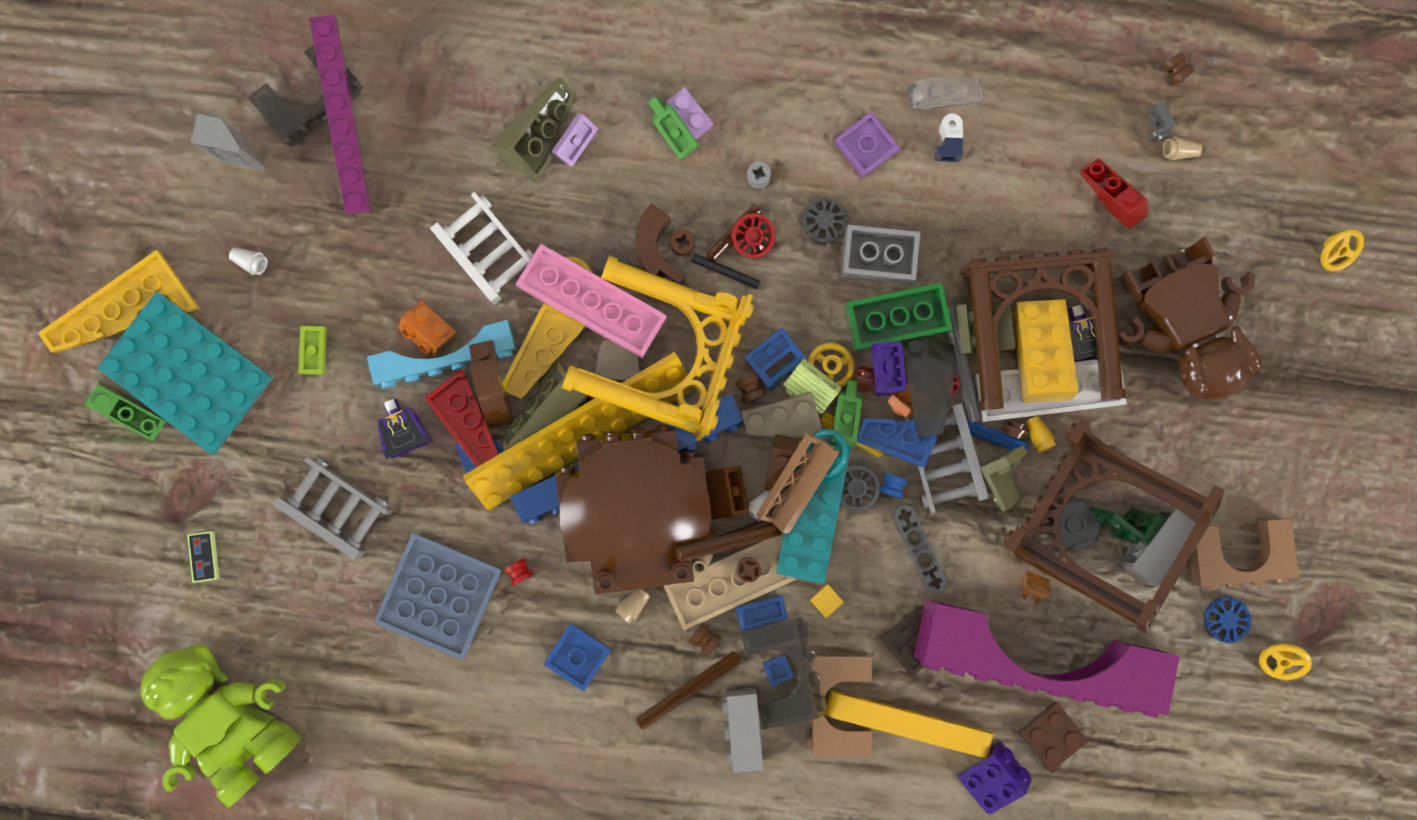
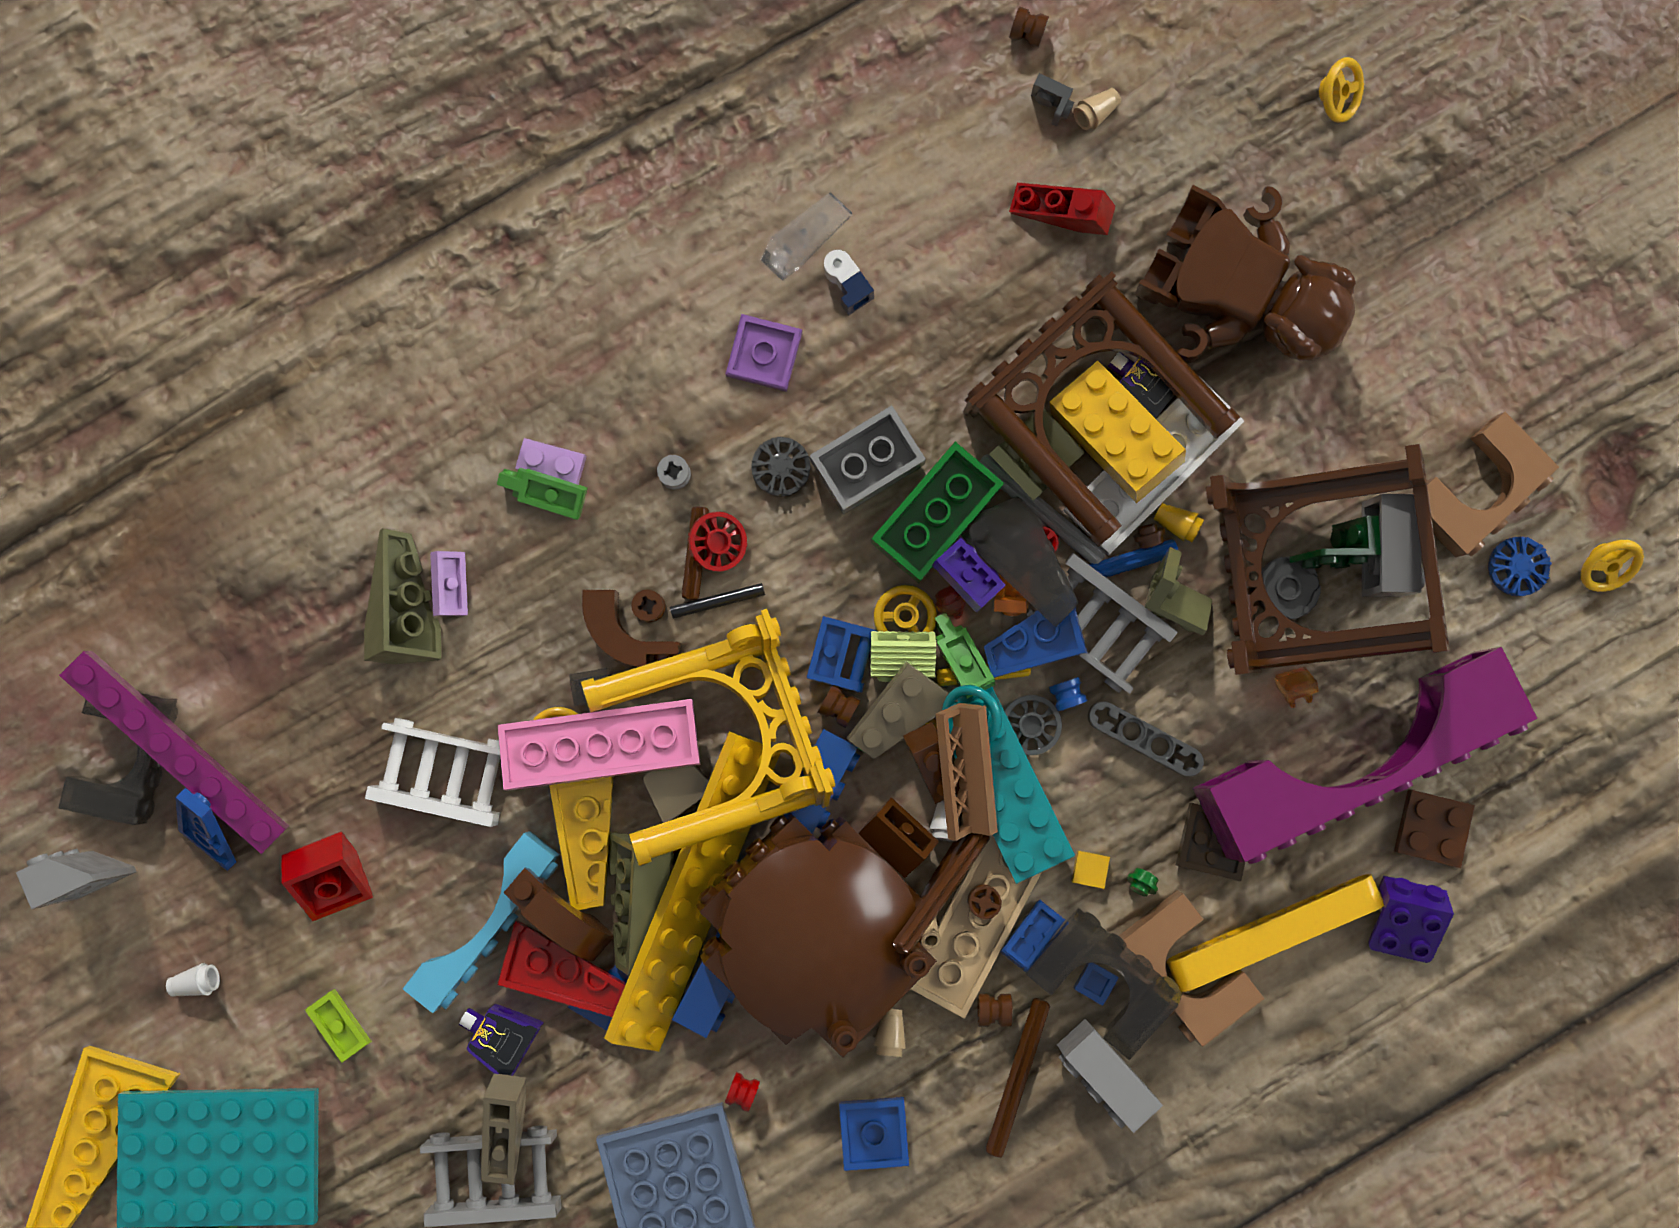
camera: 35 degrees left, 0 degrees up
(322, 172) = (201, 827): none -> blue wing
(363, 482) = (502, 1128): none -> dark tan slope
(371, 257) = (325, 876): none -> red slope
(426, 329) = (444, 908): orange bracket -> none
(852, 632) = (1143, 882): none -> green plate

